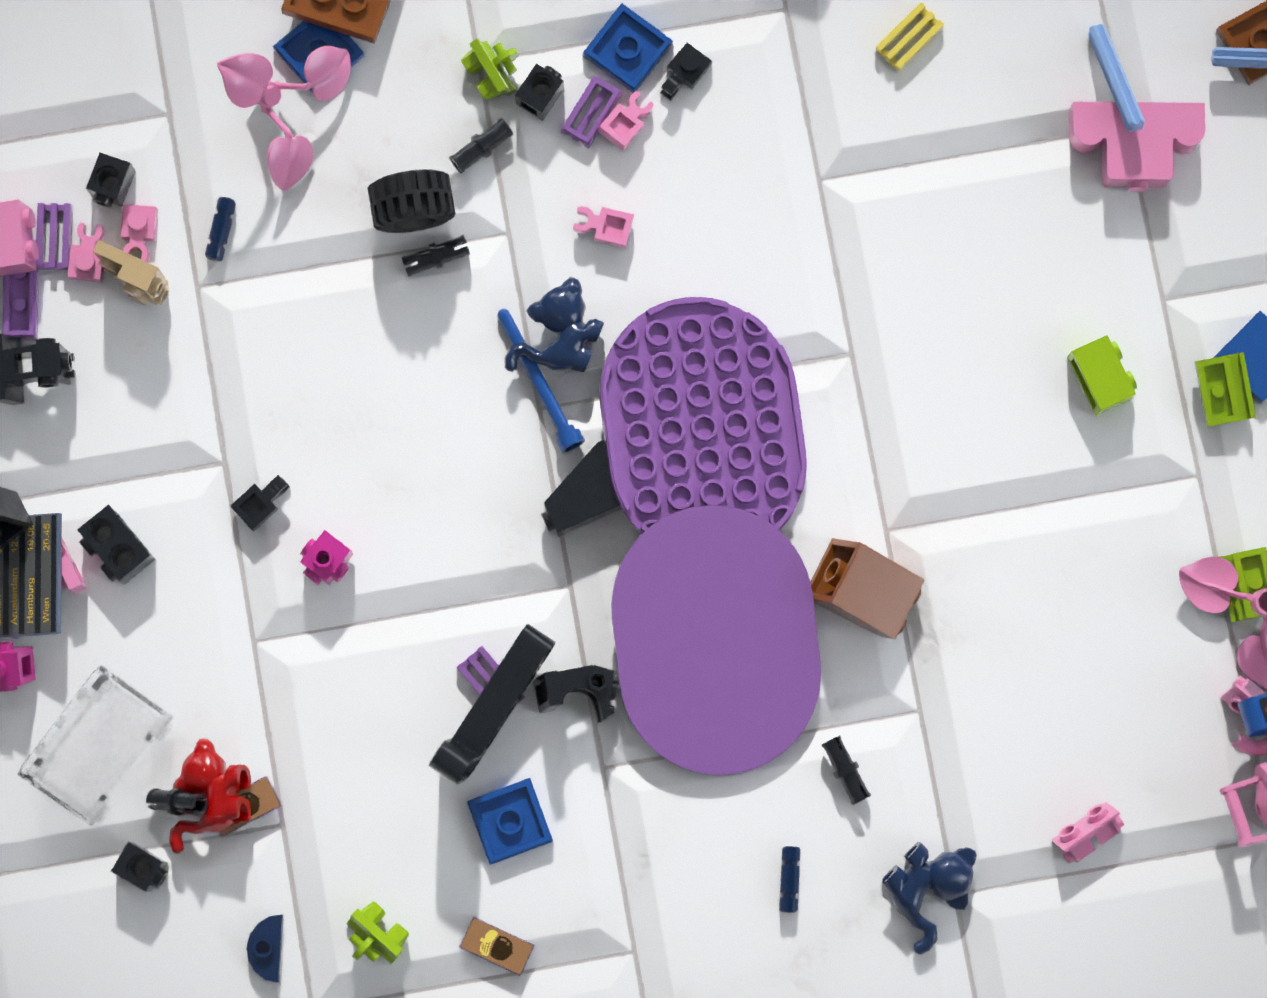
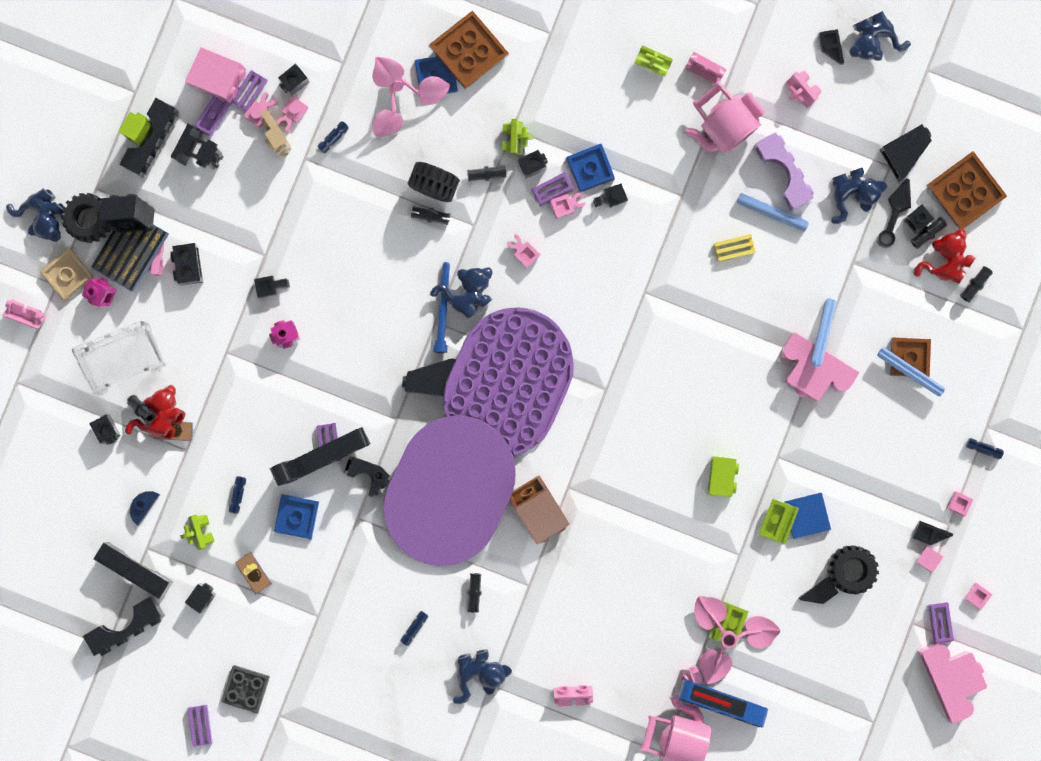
camera: 30 degrees right, 5 degrees up
(400, 843) = (237, 495): none -> dark blue axle

